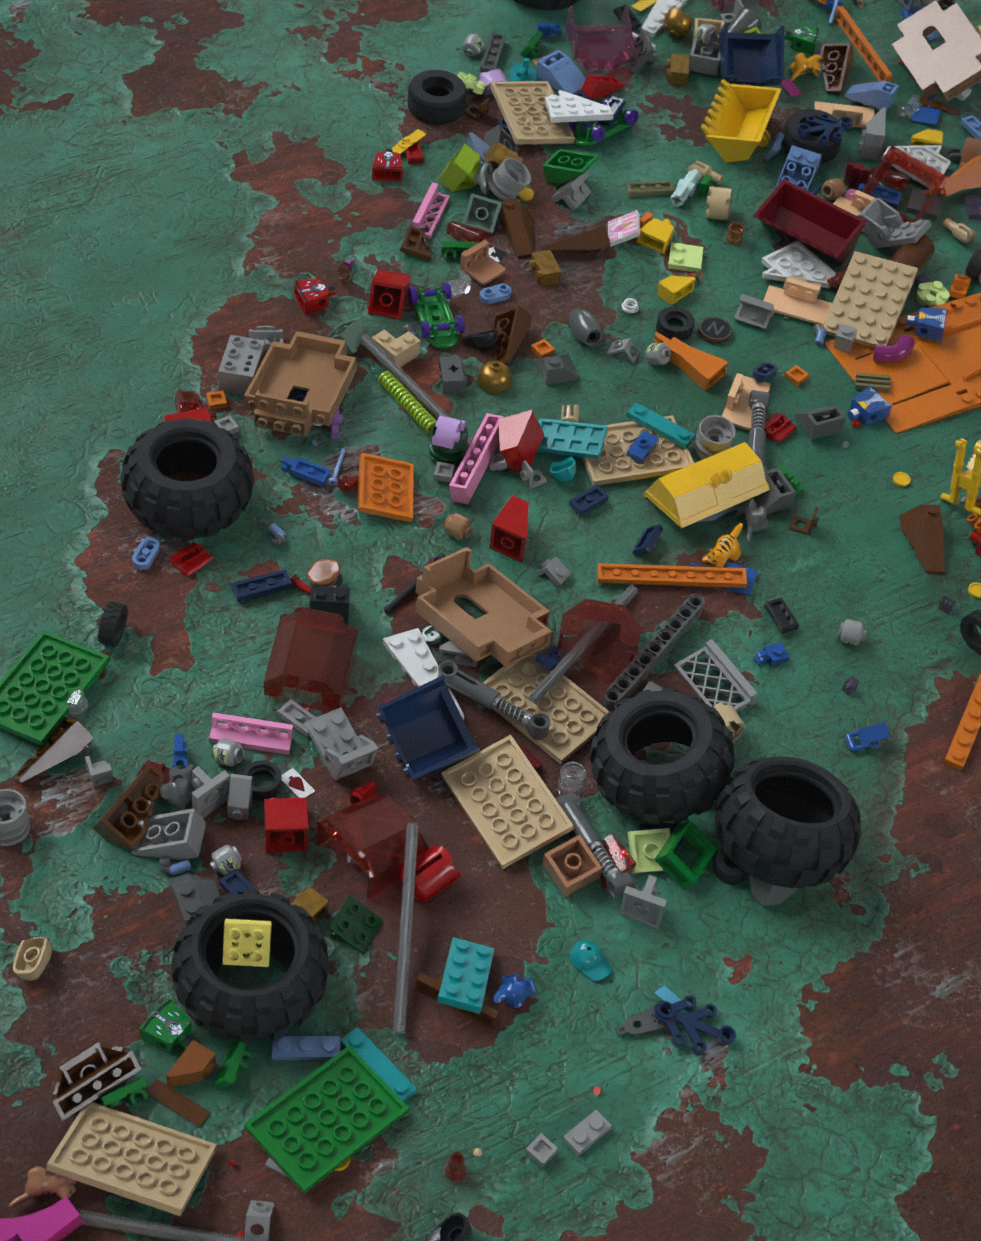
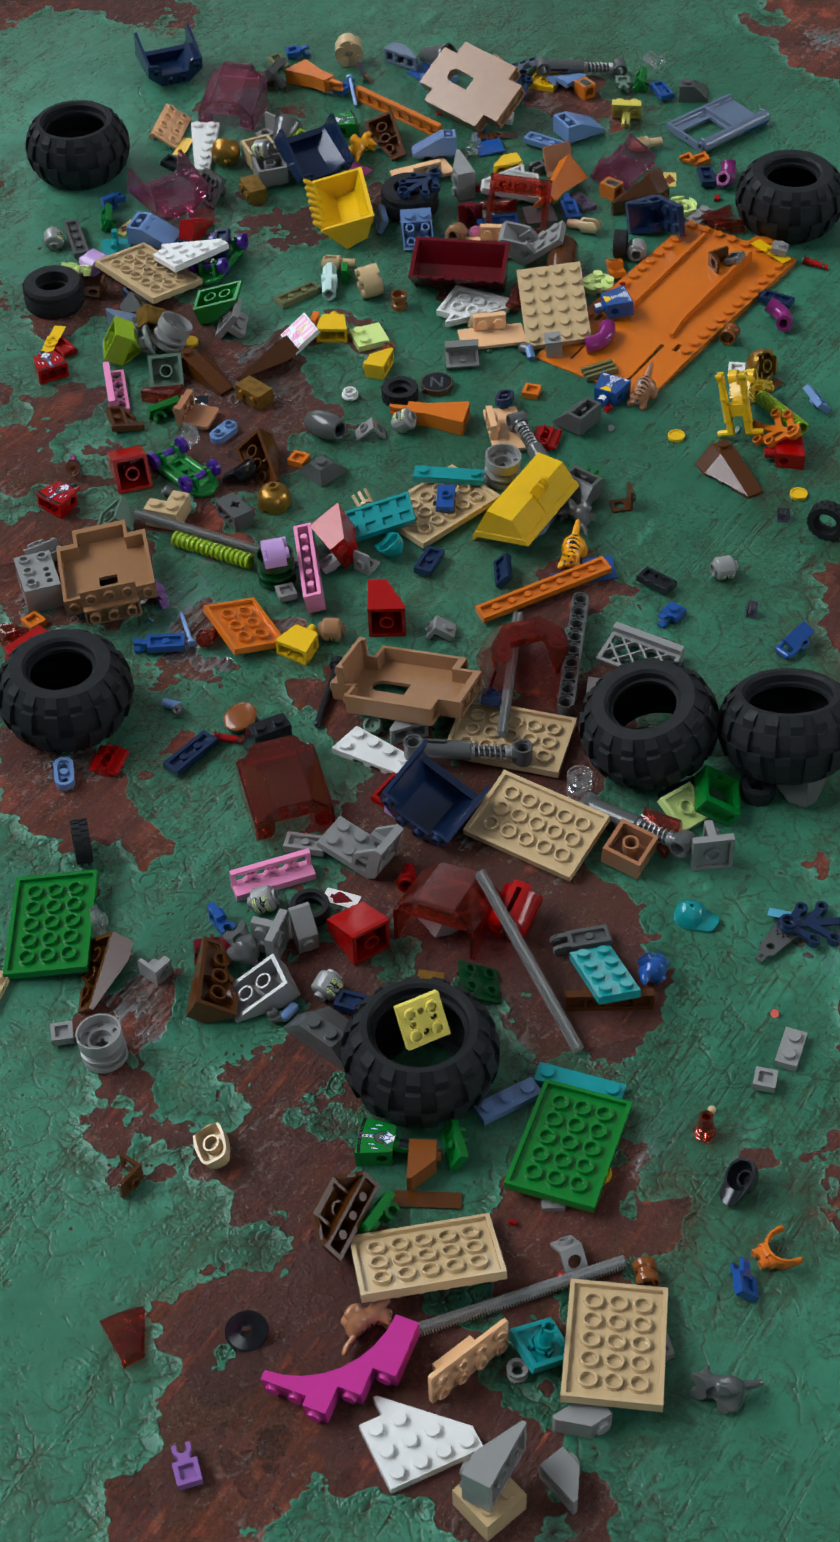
camera: 20 degrees left, 5 degrees down
(421, 526) = (298, 643): none -> yellow torso
(473, 930) = (580, 939): none -> dark grey hinge
(900, 420) = (644, 388): none -> nougat animal
(957, 208) = (569, 208): none -> blue plate

